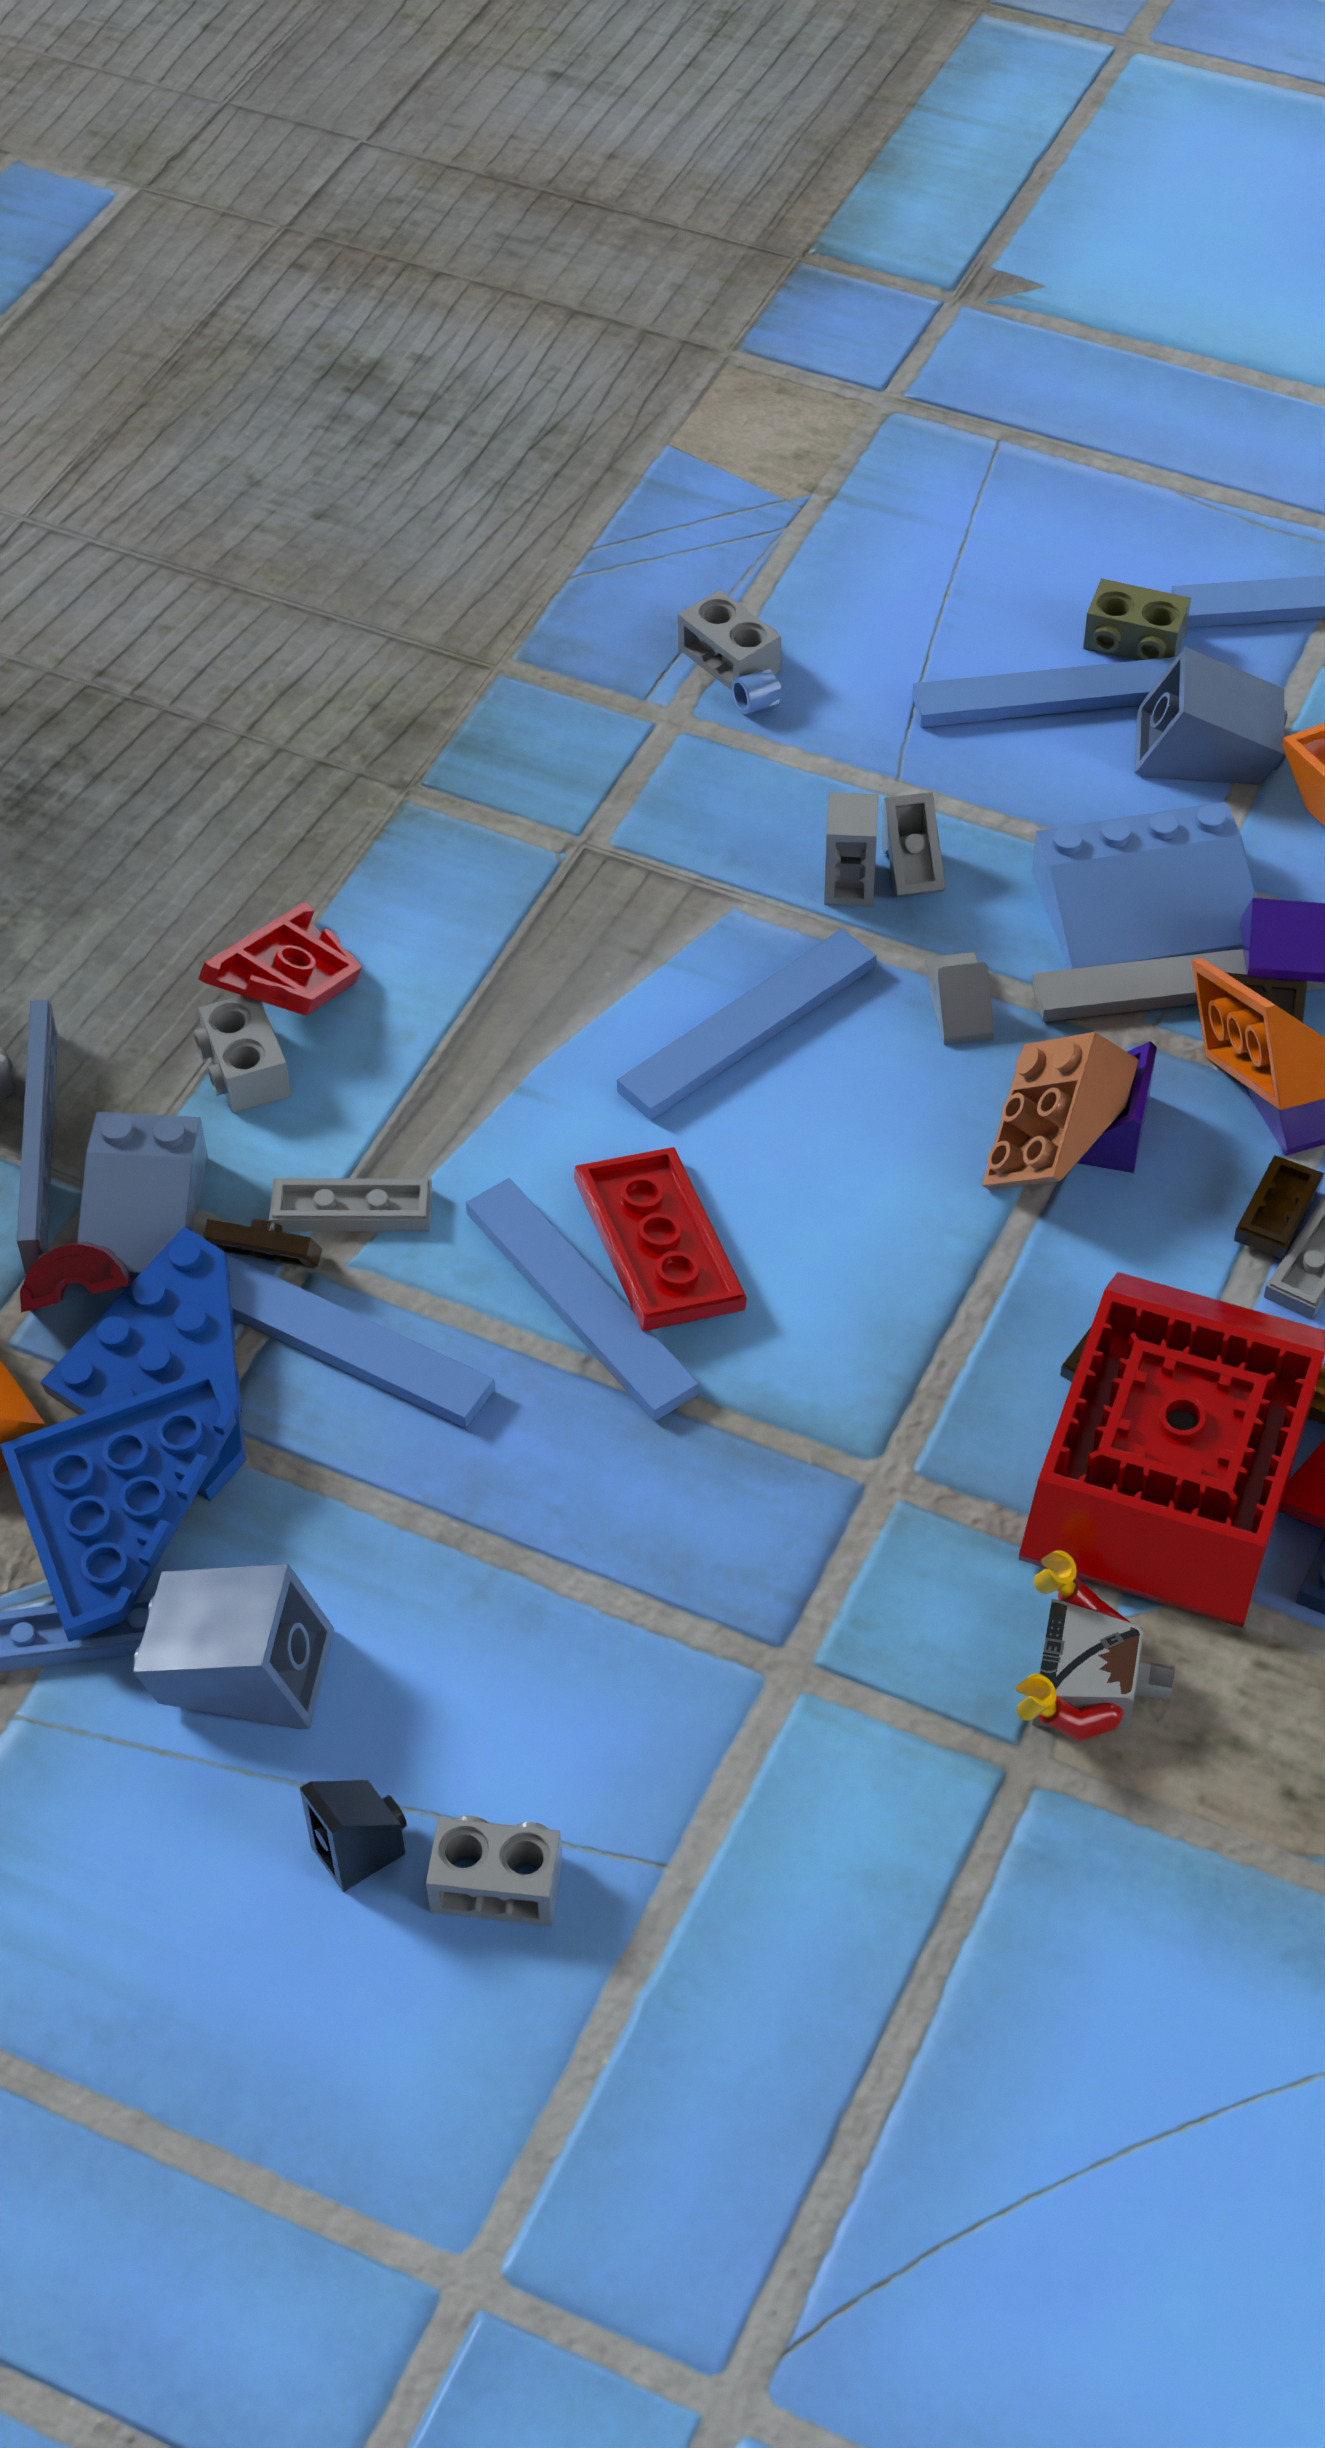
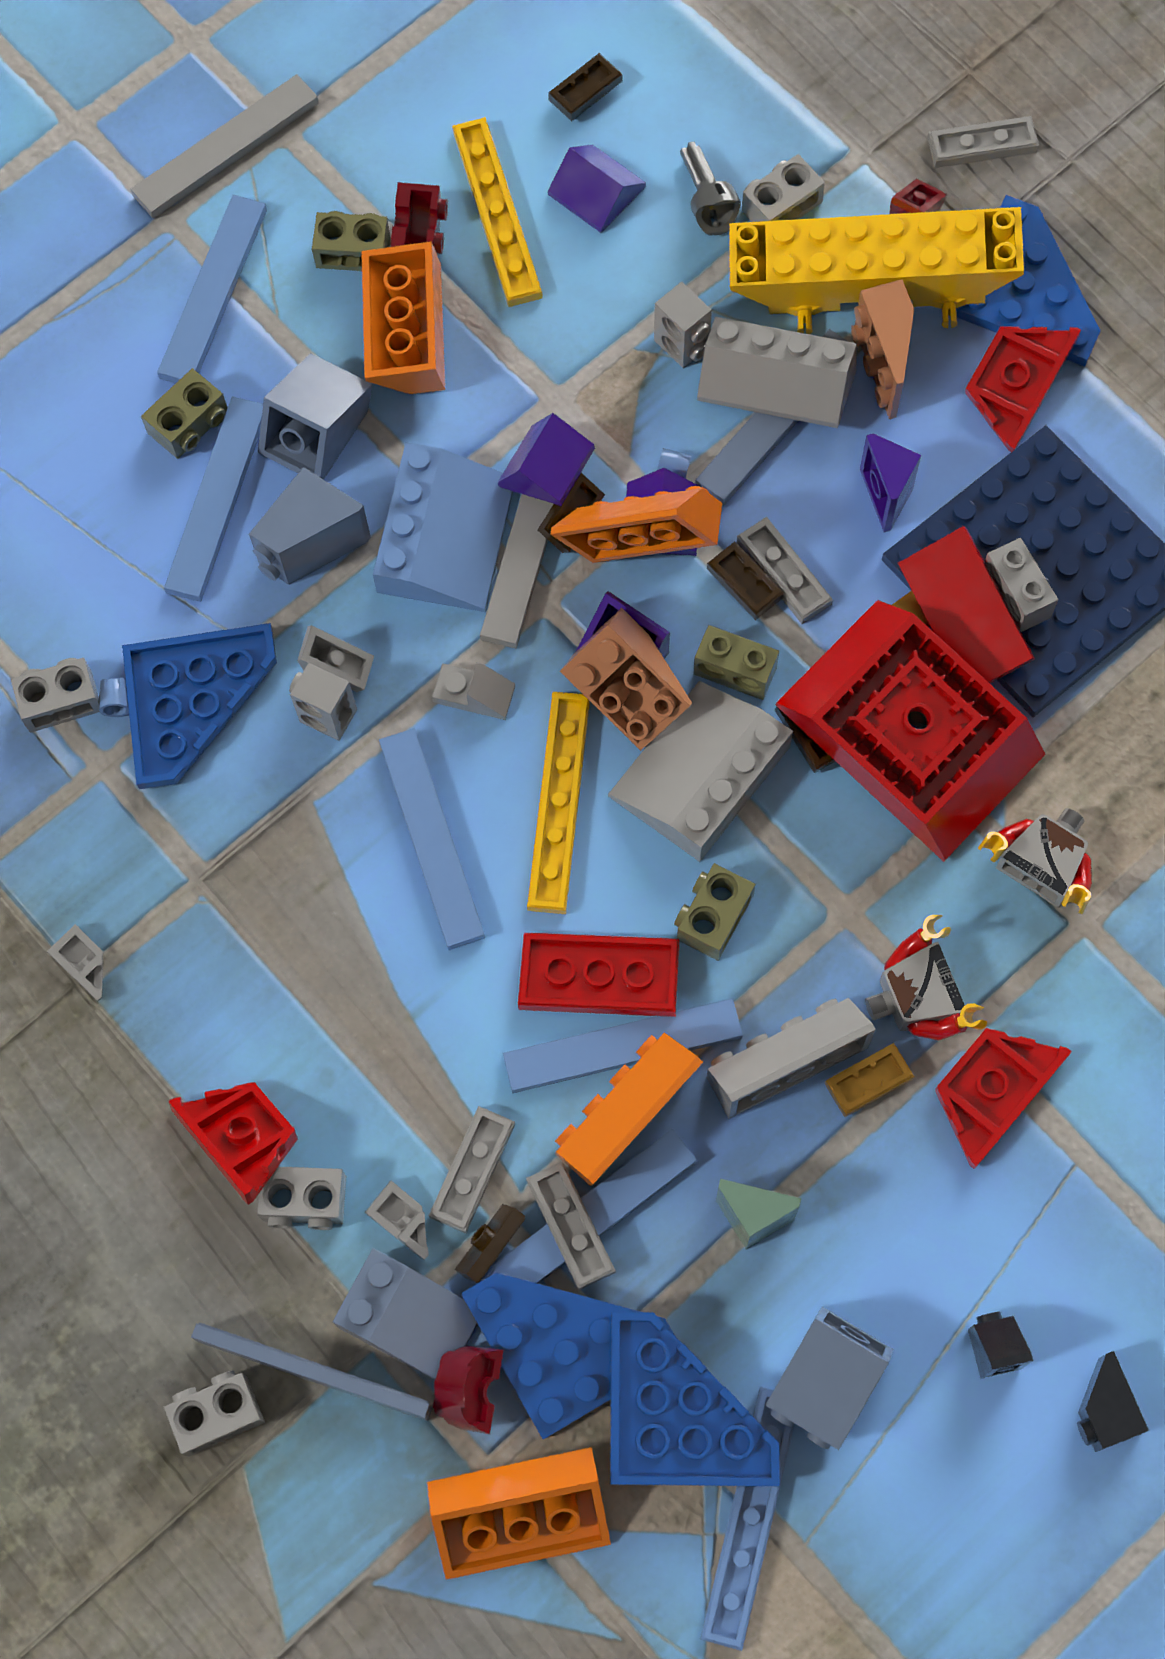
camera: 65 degrees left, 20 degrees up
(262, 1155) = (401, 1218): none -> light grey slope
(318, 1313) = (570, 1225): none -> light grey tile
(328, 2003) = (1109, 1407): none -> black slope
(408, 1483) = (755, 1211): none -> sand green slope
(435, 777) = (81, 959): none -> light grey slope
(488, 1311) = (628, 1107): none -> orange slope
(491, 1885) = (1061, 1274): light grey brick -> none
(643, 1463) = (789, 1056): none -> light grey slope
(663, 1570) = (869, 1080): none -> pearl gold plate
(725, 1719) = (994, 1087): none -> red wing
(793, 746) = (186, 694): none -> blue plate
(803, 1324) = (722, 914): none -> olive brick
(821, 1579) = (922, 989): none -> torso
(860, 1128) = (558, 803): none -> yellow tile
(989, 1255) = (702, 769): none -> light grey slope
(1053, 756) = (307, 528): none -> sand blue slope
(1156, 1225) = (735, 662): none -> olive brick

